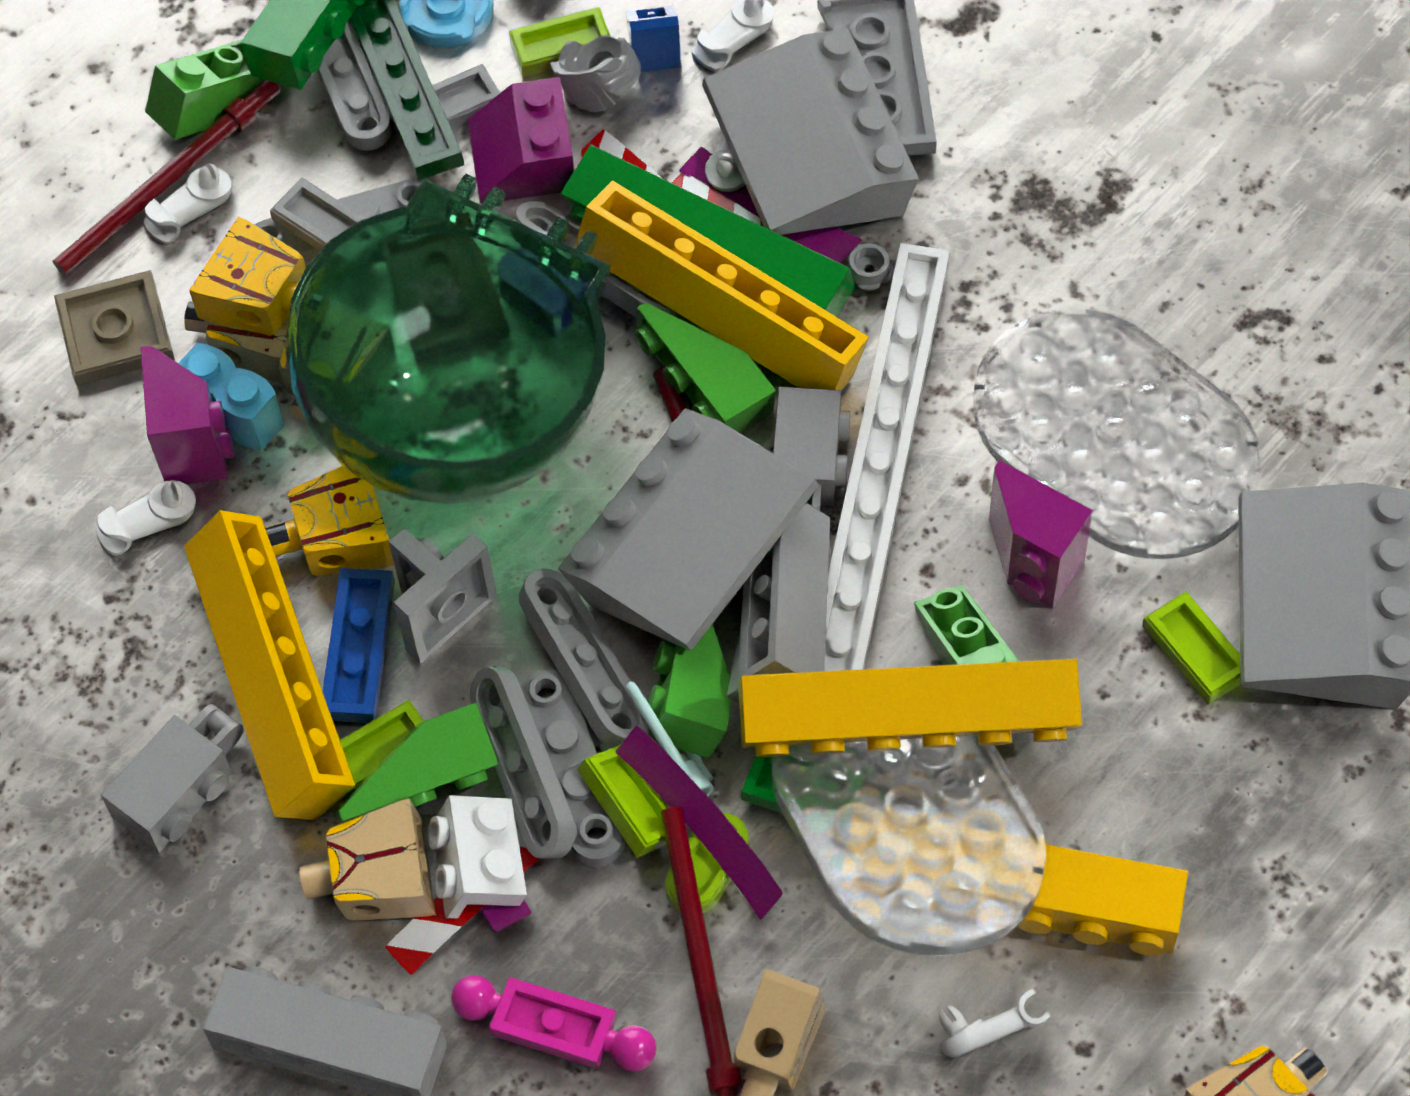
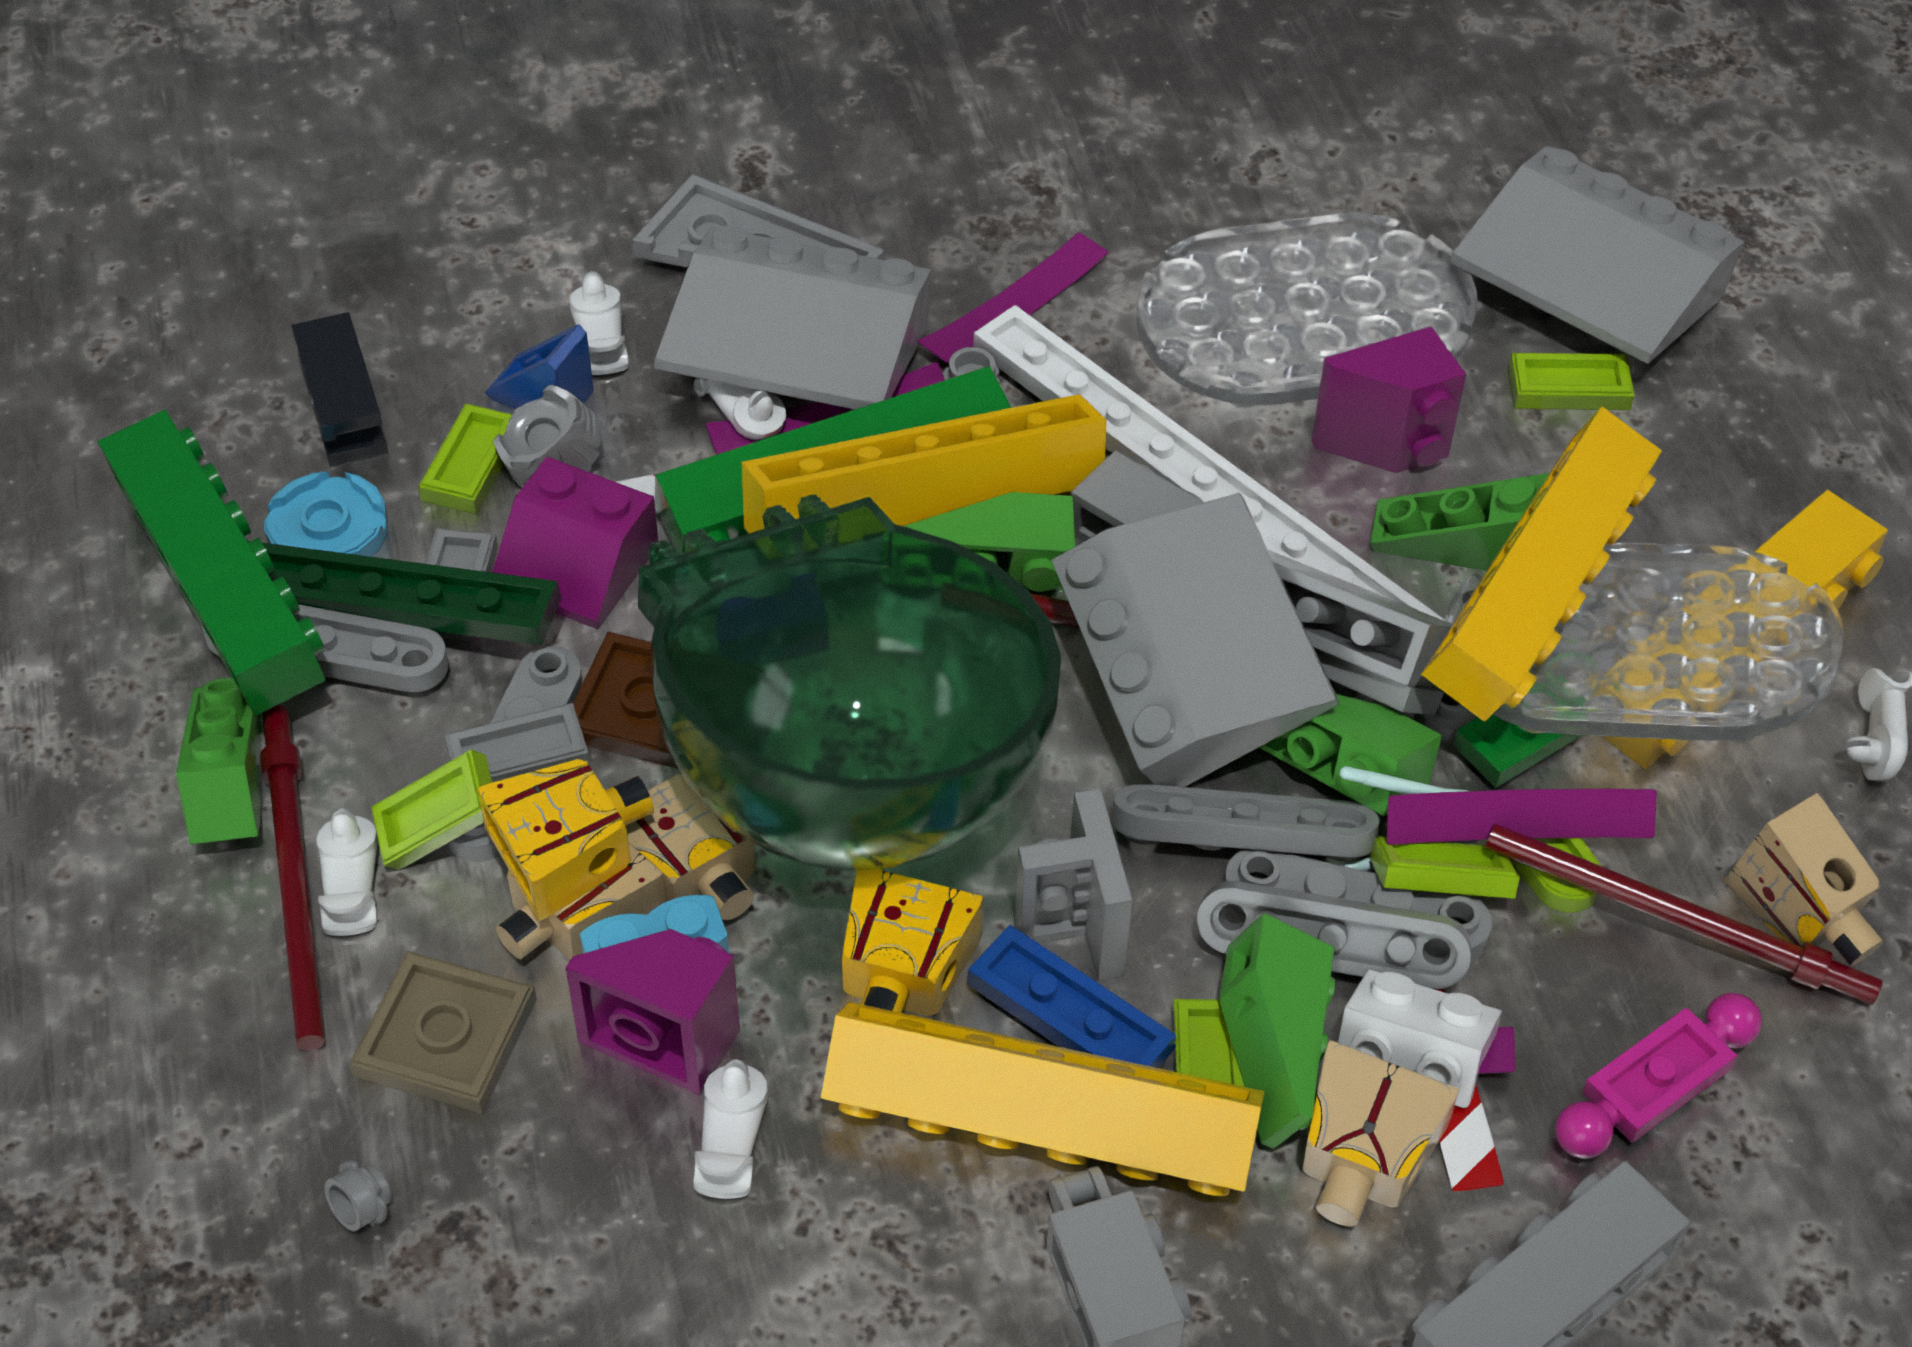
camera: 60 degrees left, 10 degrees down
(247, 202) = (431, 810): none -> lime tile
(978, 252) = (1027, 293): none -> magenta sticker

